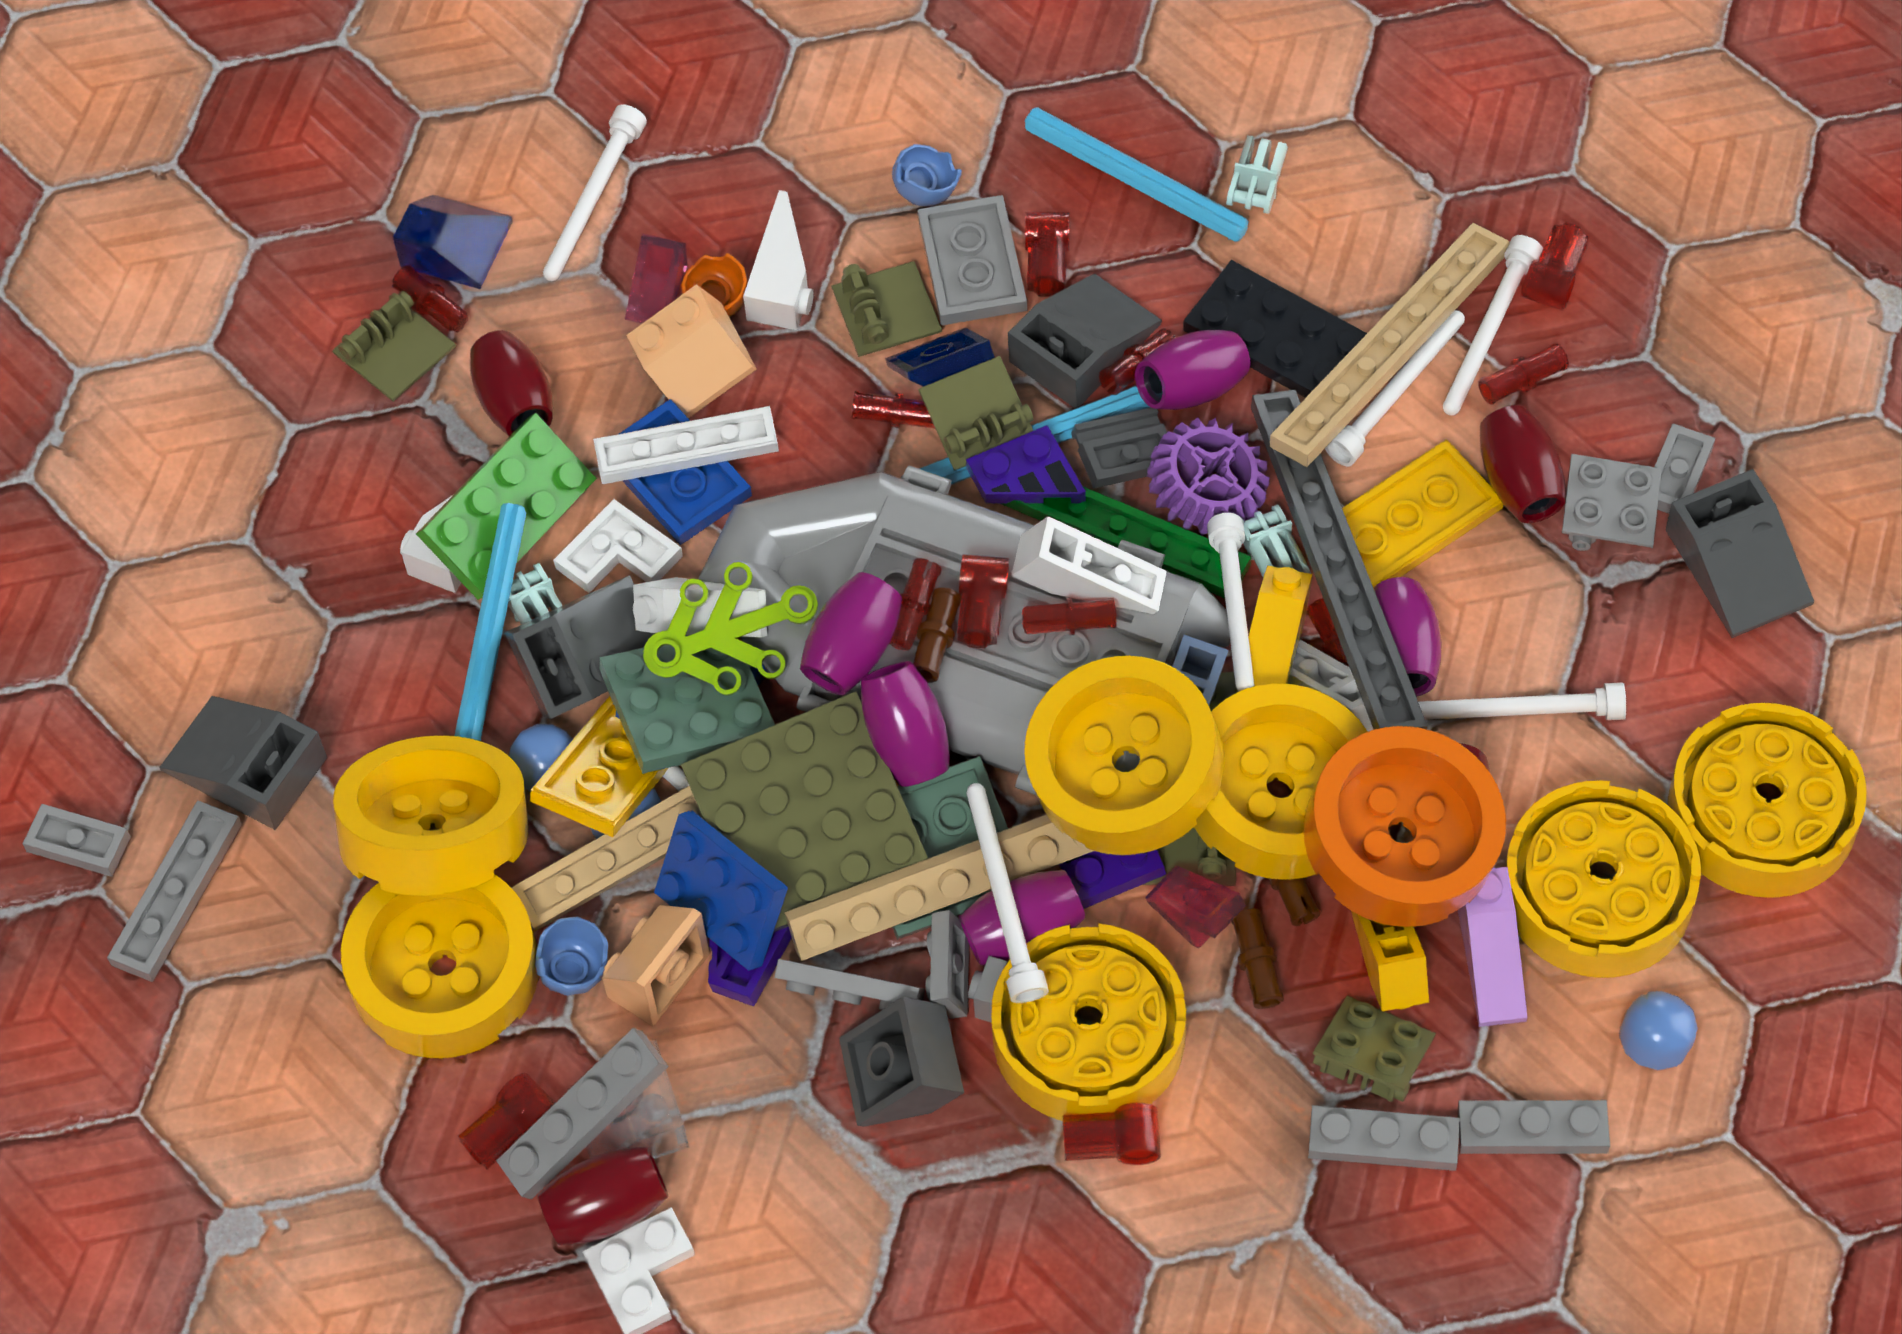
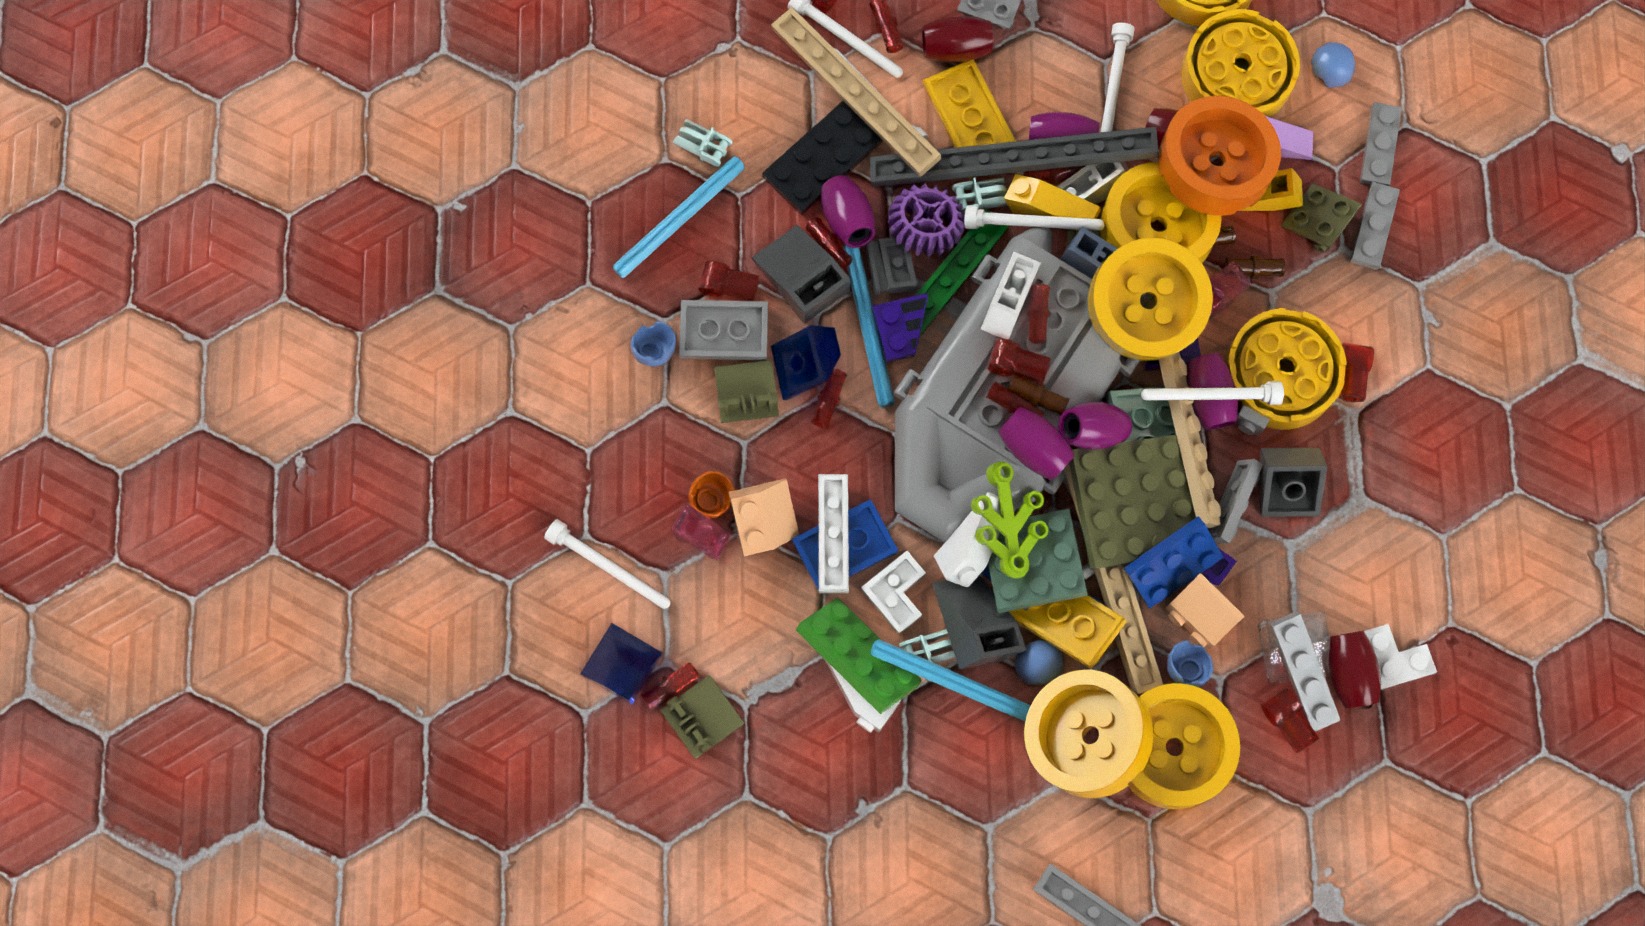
camera: 85 degrees left, 15 degrees up
(247, 758) = (1006, 856): dark grey slope -> none
(509, 381) = (760, 639): dark red piece -> none
(778, 281) = (703, 450): white slope -> none
(949, 964) = (1243, 445): light grey plate -> none
(976, 410) = (854, 345): olive hinge -> none

